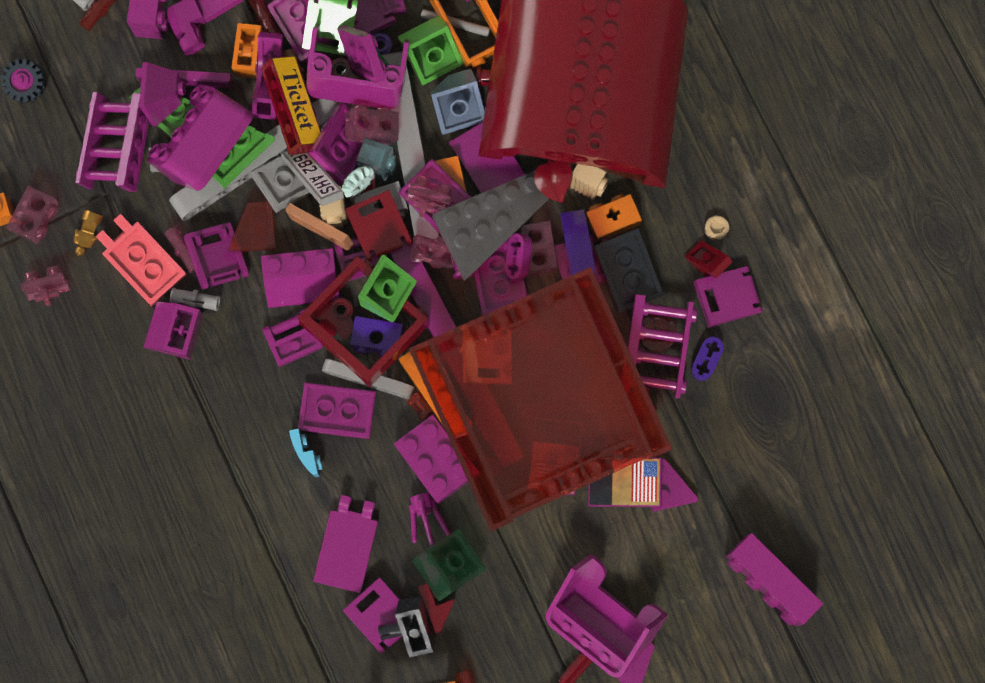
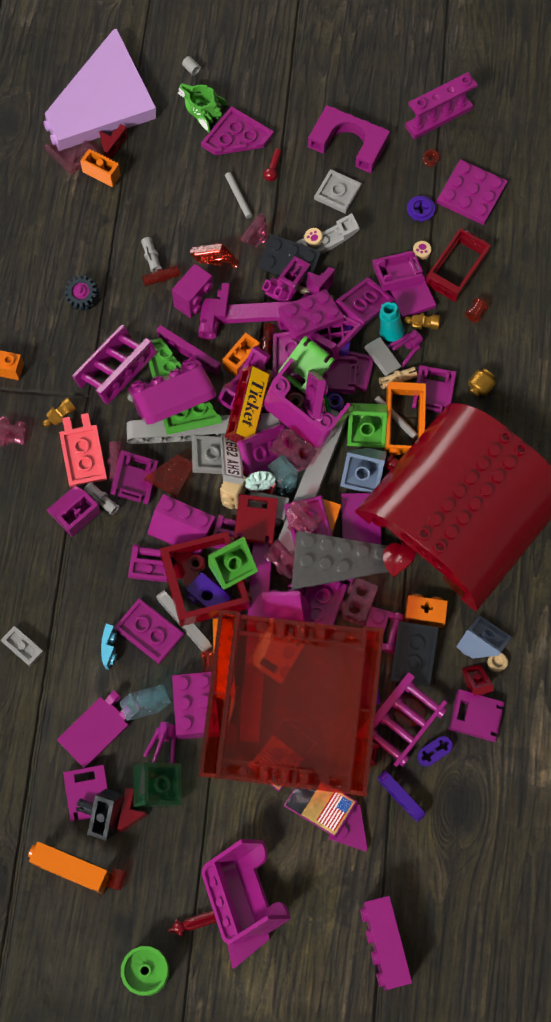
camera: 30 degrees right, 10 degrees down
(26, 213) = (28, 378): clear pink brick -> none
(160, 92) = (163, 347): magenta slope -> none
(213, 507) = (22, 646): none -> light grey plate
(319, 227) = (215, 498): nougat tile -> none
(382, 488) = (145, 702): none -> clear light blue brick
(469, 301) = (286, 605): none -> magenta slope
(518, 256) = (341, 597): magenta beam -> none
(577, 241) = (389, 611): dark purple slope -> none
(589, 181) = (423, 574): tan brick -> none
(690, 213) = (483, 639): none -> sand blue slope
(701, 425) = (401, 796): none -> dark purple beam

